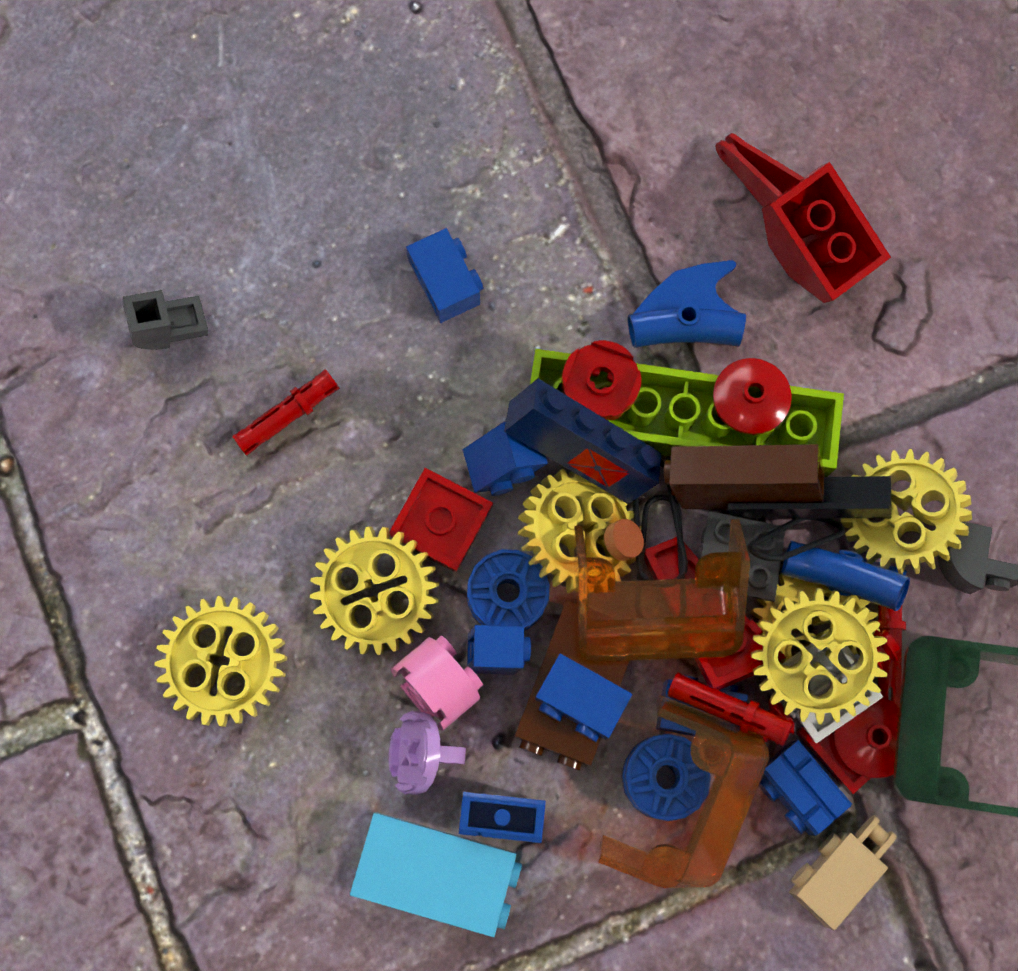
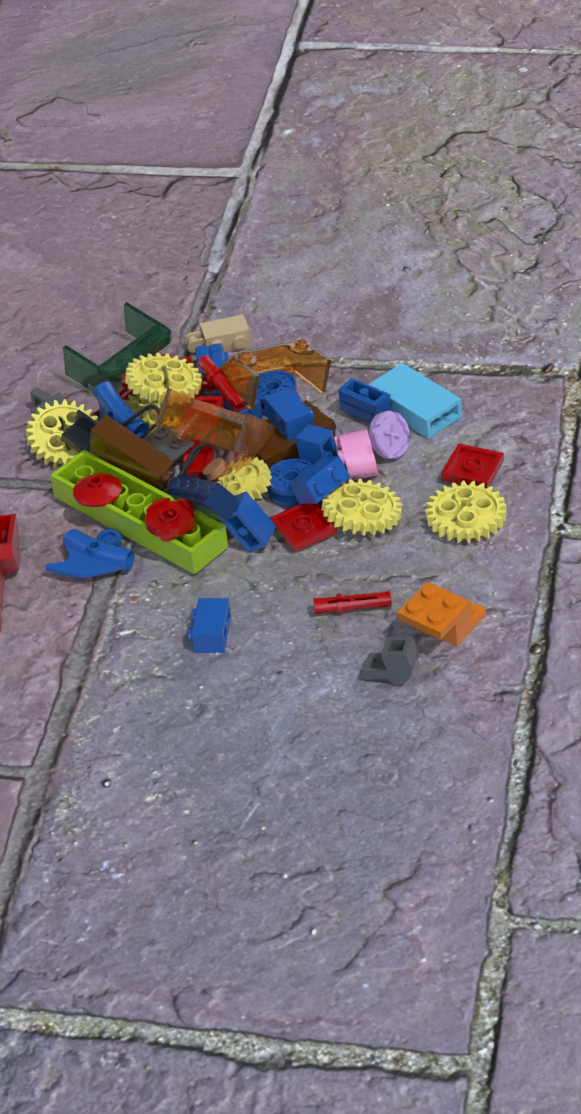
camera: 140 degrees left, 35 degrees down
(140, 432) = (441, 613): none -> orange bracket
(264, 767) = (472, 464): none -> red plate
(447, 580) = (319, 480): none -> blue brick
(696, 360) = (110, 536): none -> blue tile

